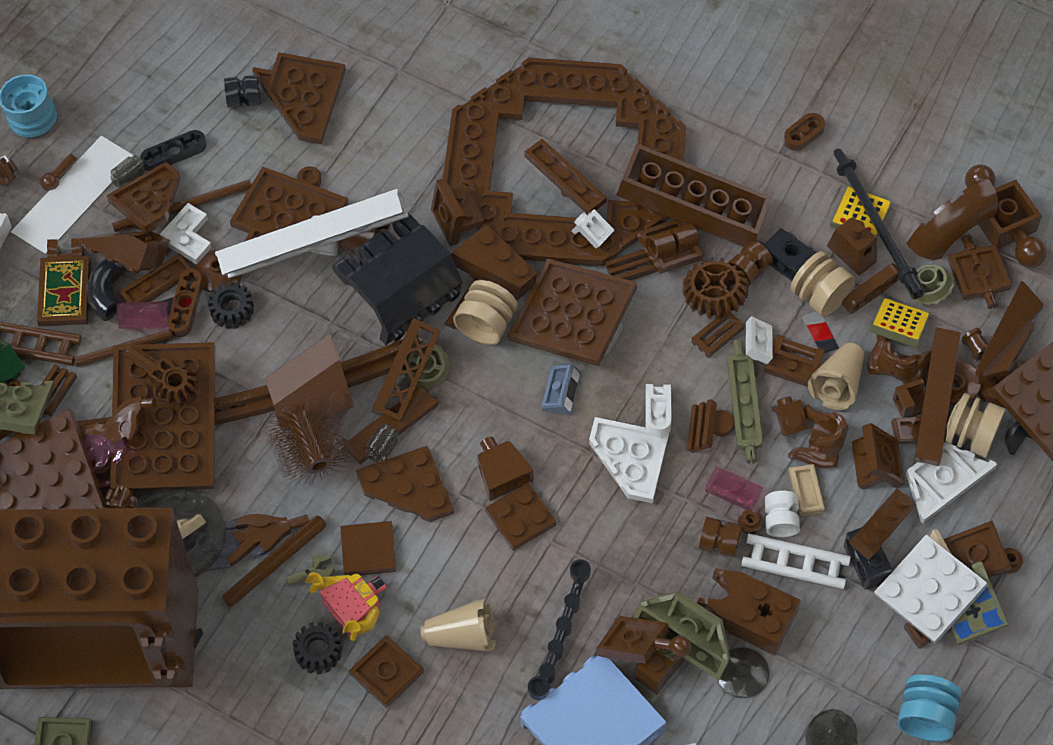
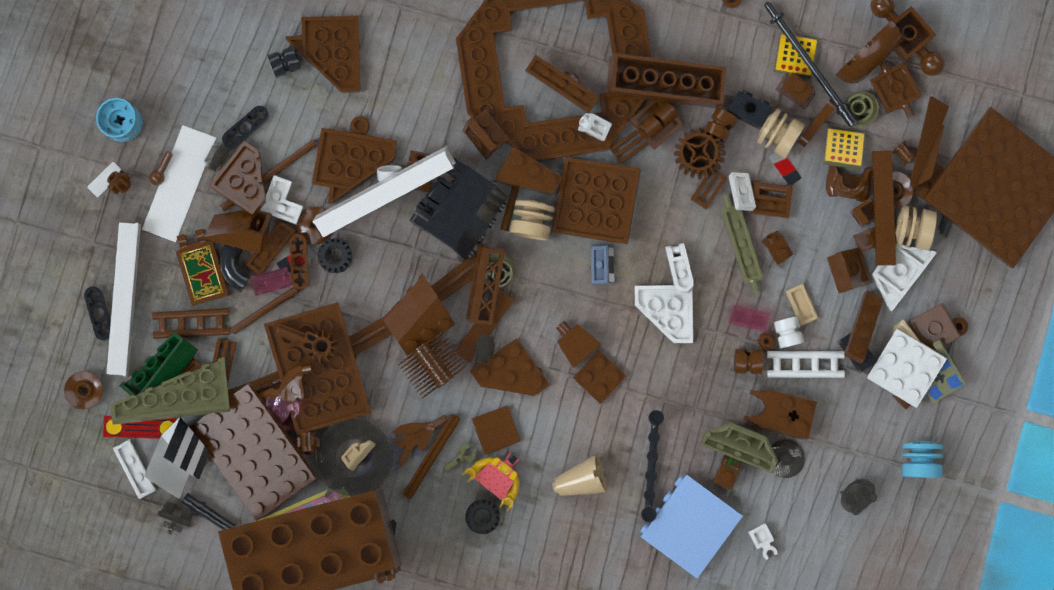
camera: 15 degrees left, 25 degrees up
(386, 671) = (536, 522): reddish brown plate -> none
(638, 639) = (708, 461): reddish brown plate -> none
(700, 423) = (712, 273): reddish brown tile -> none
(723, 423) = (728, 265): reddish brown tile -> none
(825, 440) = (808, 261): reddish brown hair -> none
(838, 378) = (808, 207): tan cone -> none

